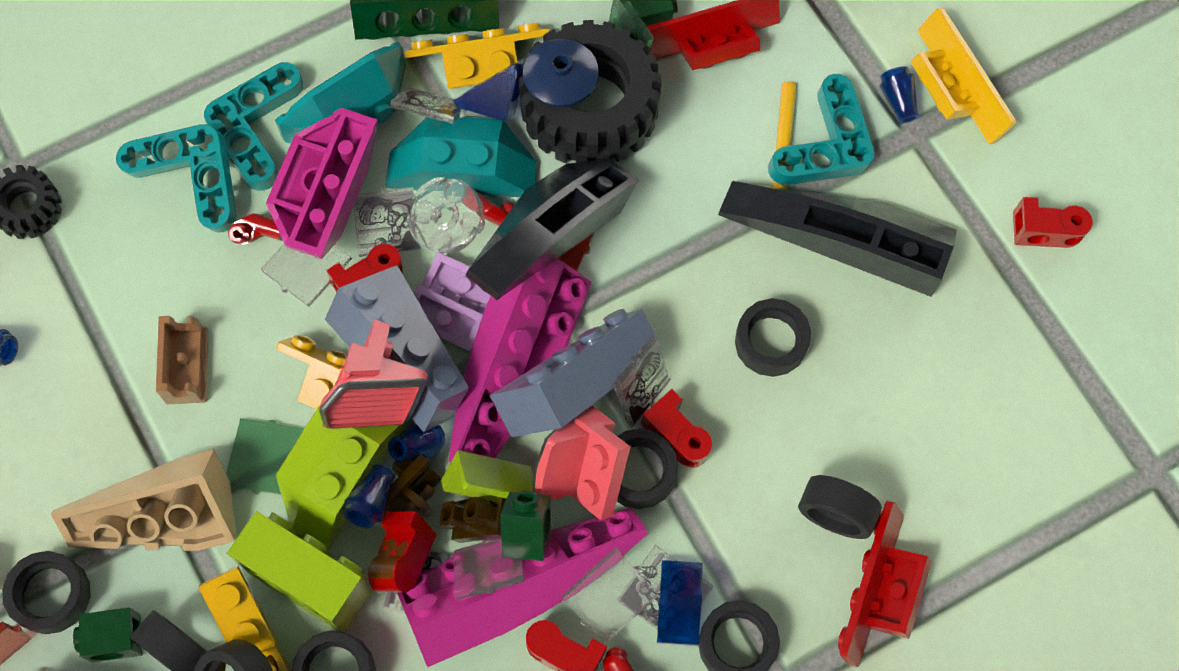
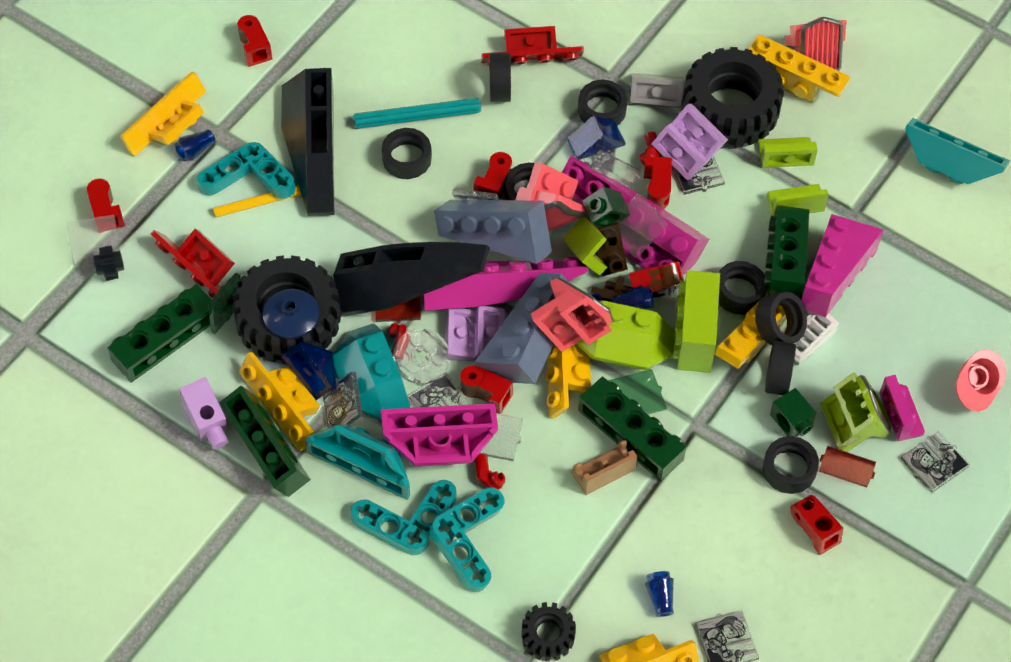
camera: 115 degrees left, 10 degrees down
(150, 425) = (657, 460): none -> dark green brick
(167, 506) = (692, 417): tan wedge -> none
(837, 385) = (417, 113): none -> teal axle

